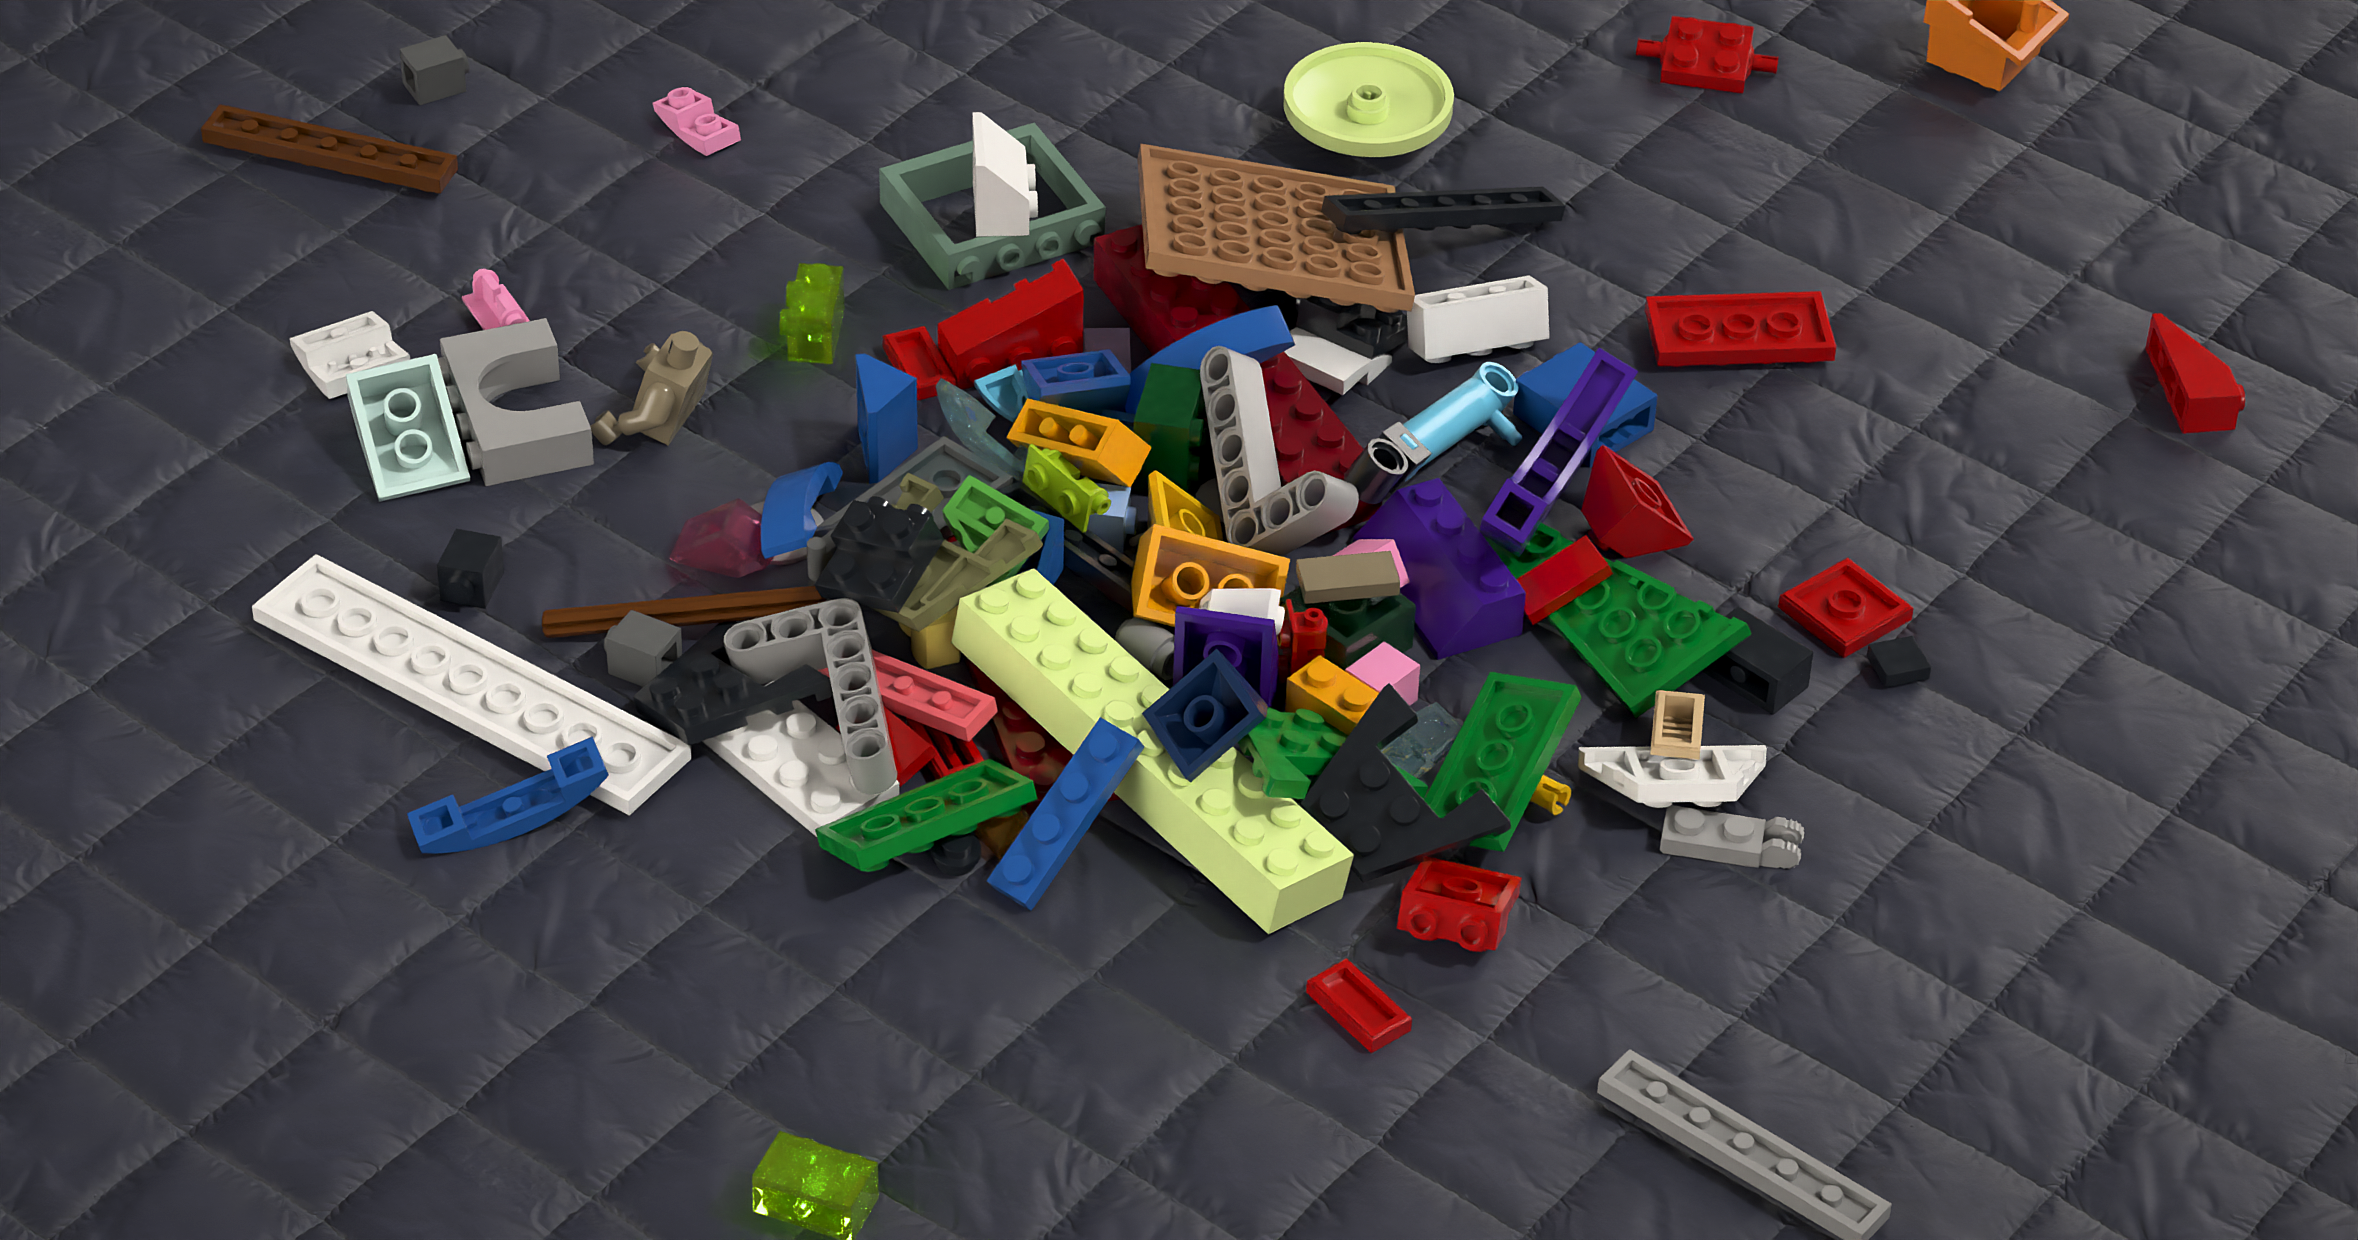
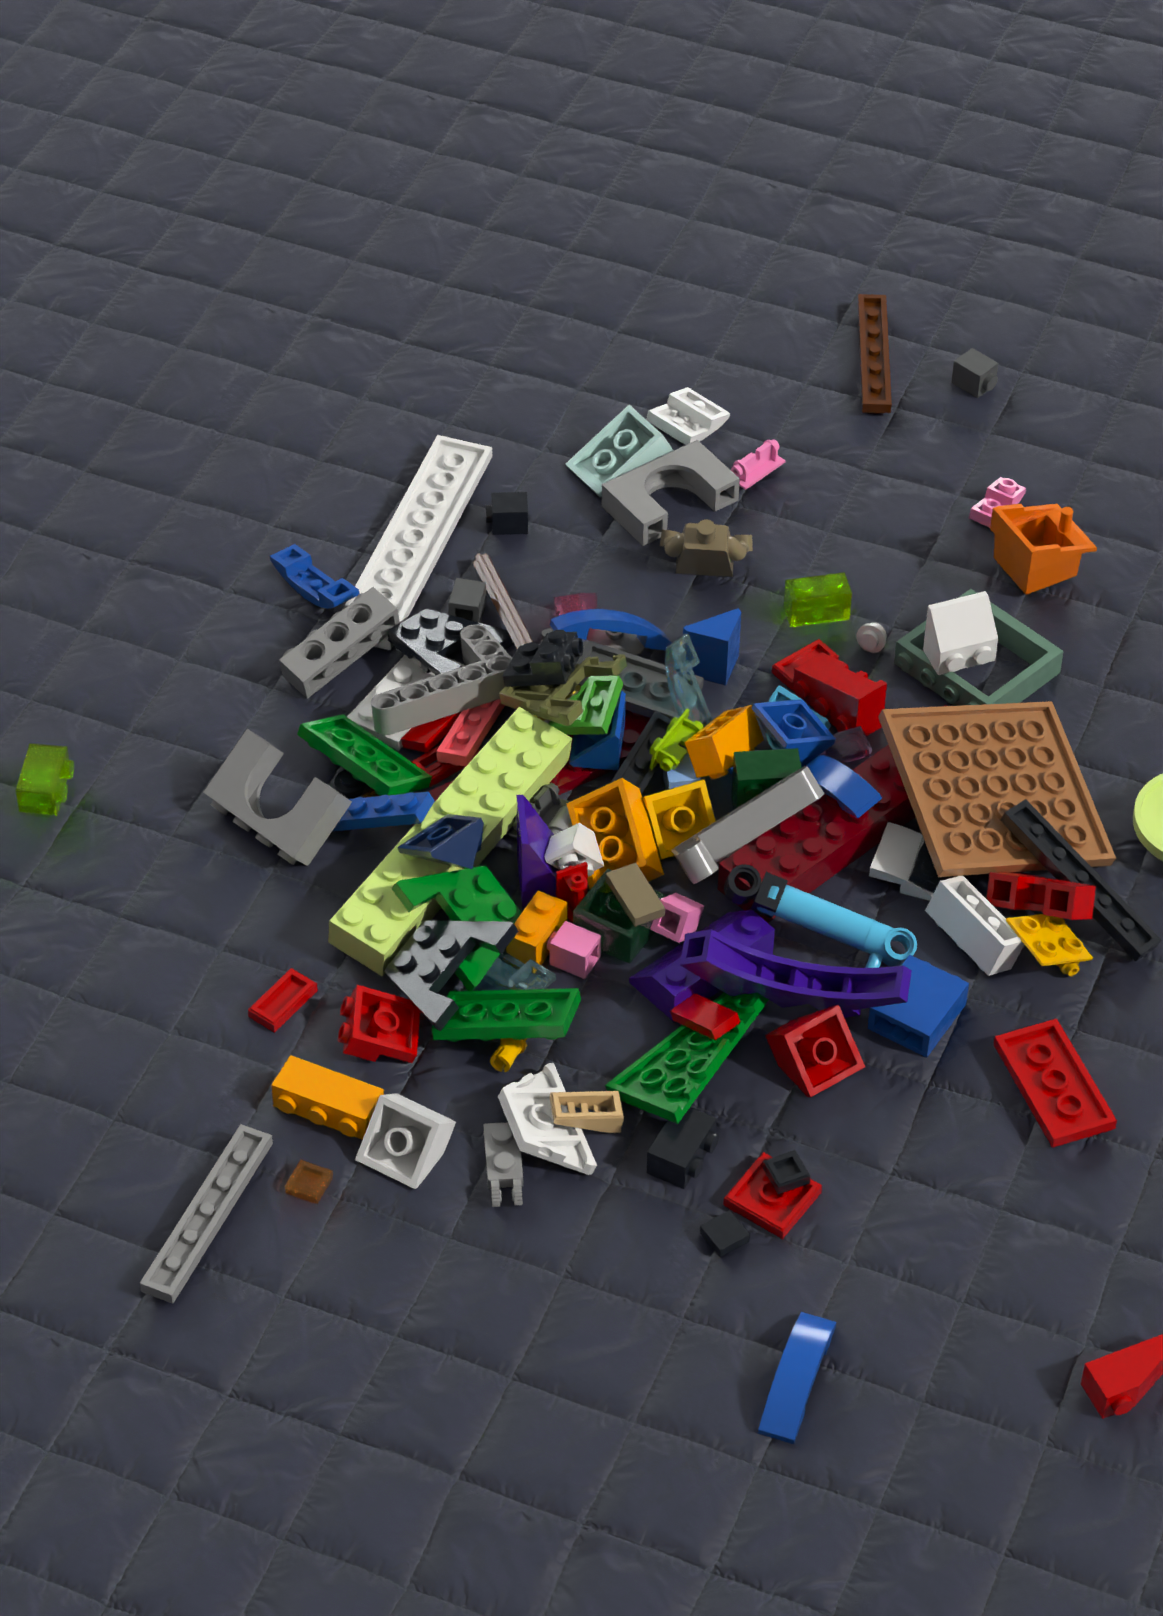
camera: 75 degrees right, 5 degrees up
(680, 790) = (333, 657): none -> light grey brick
(835, 91) = (1038, 544): none -> orange piece
(906, 286) = (871, 637): none -> white plate
(944, 964) = (238, 790): none -> light grey arch
(1482, 222) = (1041, 894): none -> red arch
(1539, 260) = (1050, 941): none -> yellow hinge
(1573, 982) = (325, 1096): none -> light orange brick
(1672, 916) = (404, 1139): none -> white slope
(1706, 1038) = (309, 1181): none -> clear orange tile
(1827, 576) = (786, 1172): none -> black tile
(2139, 638) = (796, 1377): none -> blue slope

